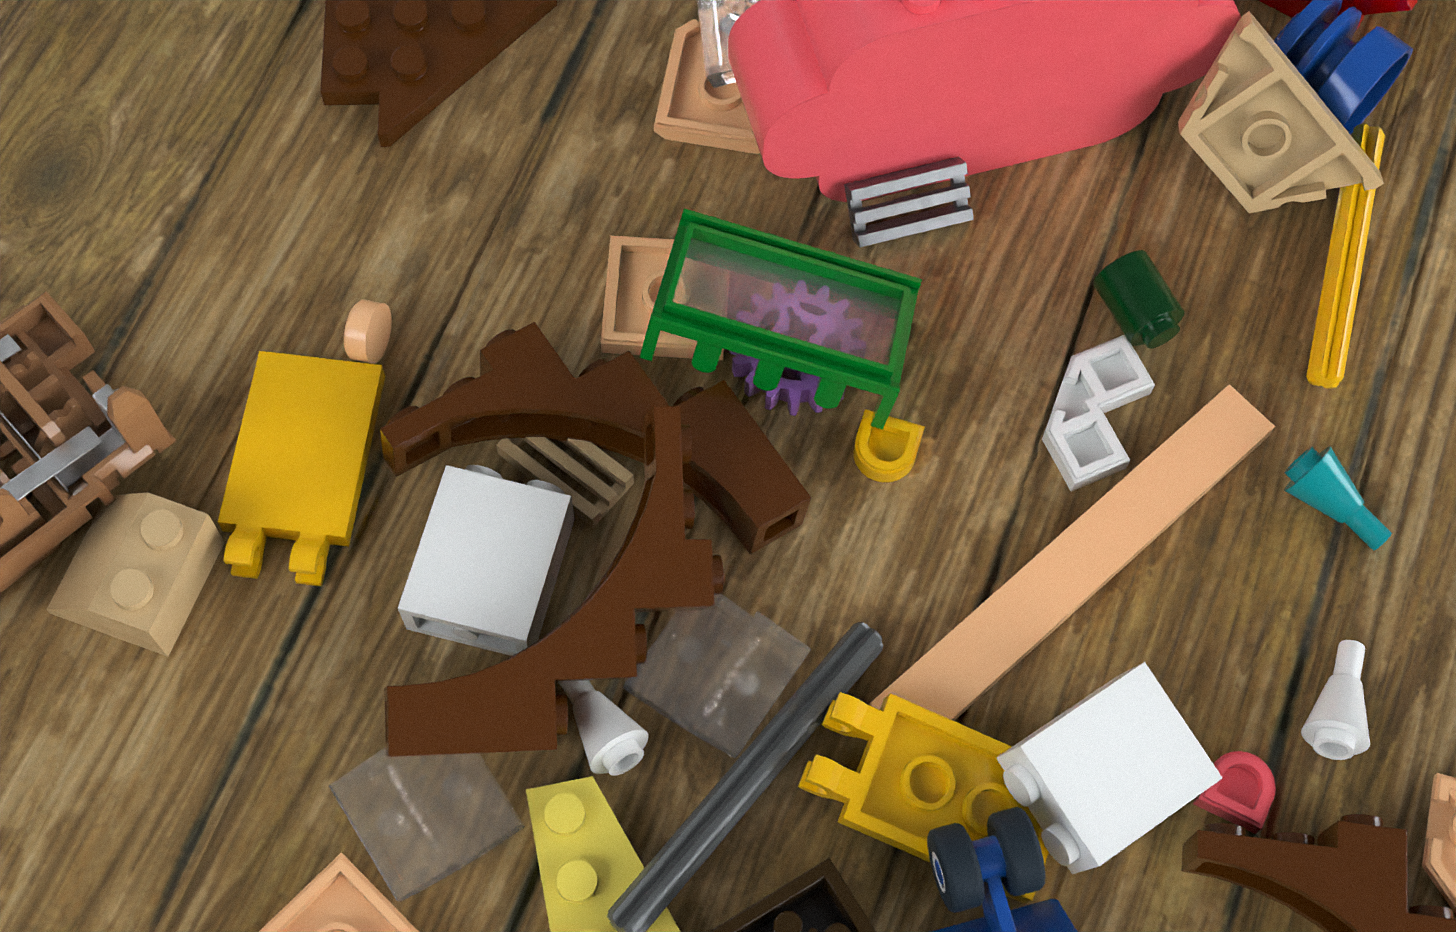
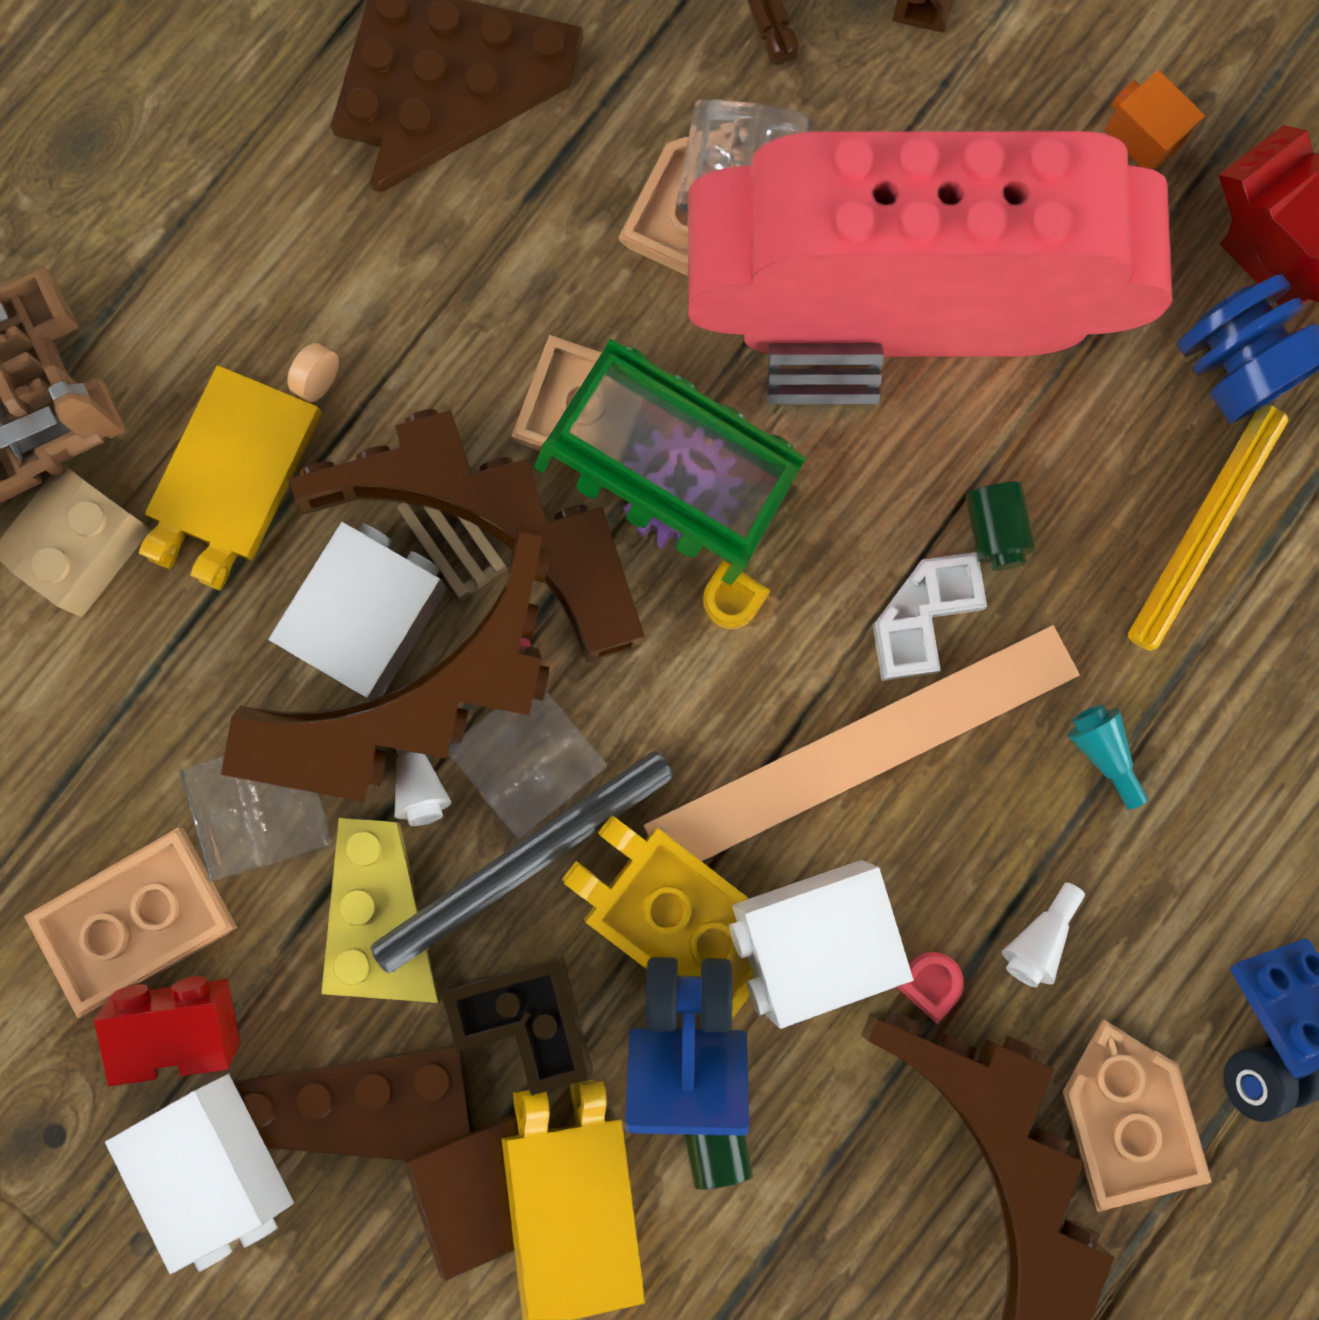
camera: 20 degrees right, 15 degrees up
(1269, 128) = (1172, 397): tan wing -> none

